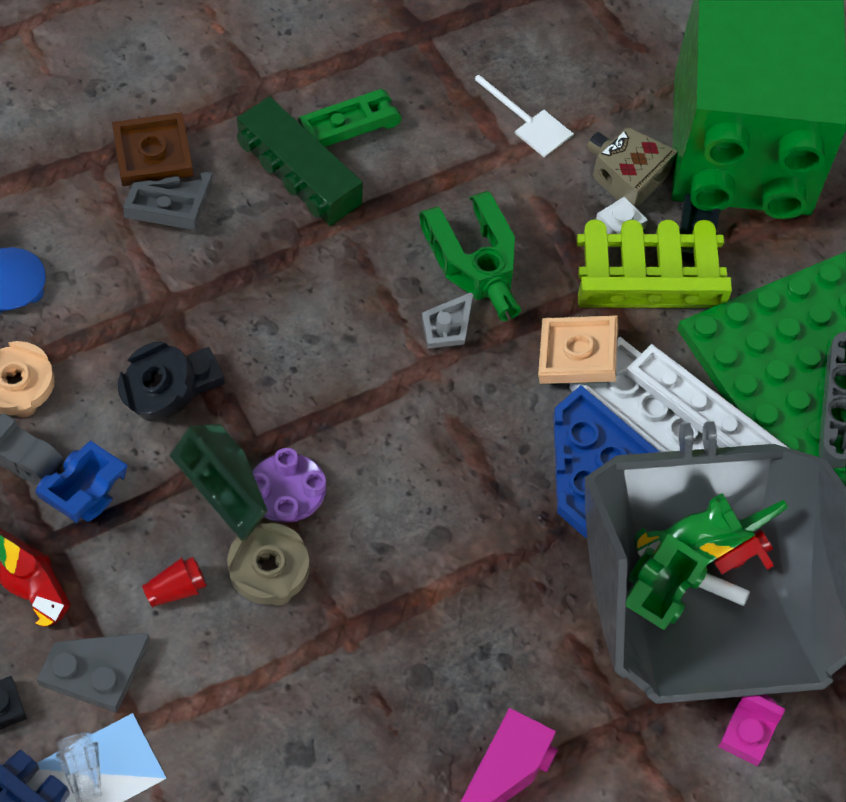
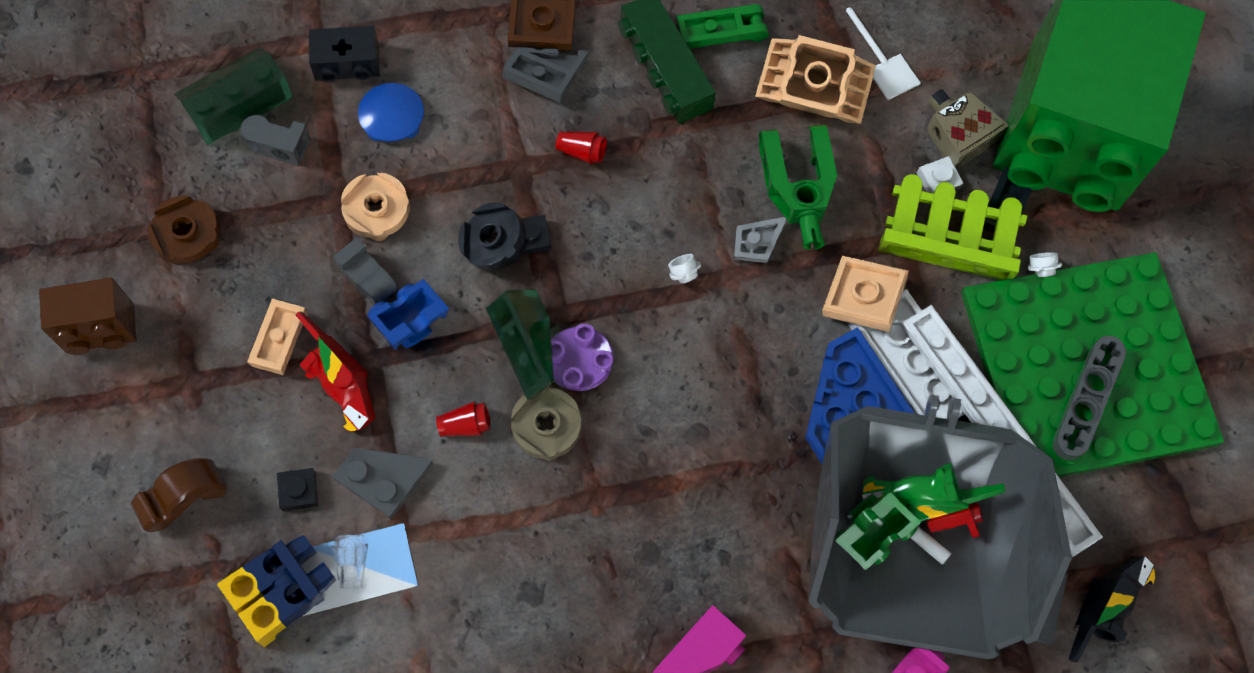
camera: 15 degrees right, 10 degrees up
(231, 267) = (582, 145): none -> red cone
(377, 368) = (684, 268): none -> white plate
(464, 147) = (816, 78): none -> light nougat slope
(755, 280) = (1044, 264): none -> white plate

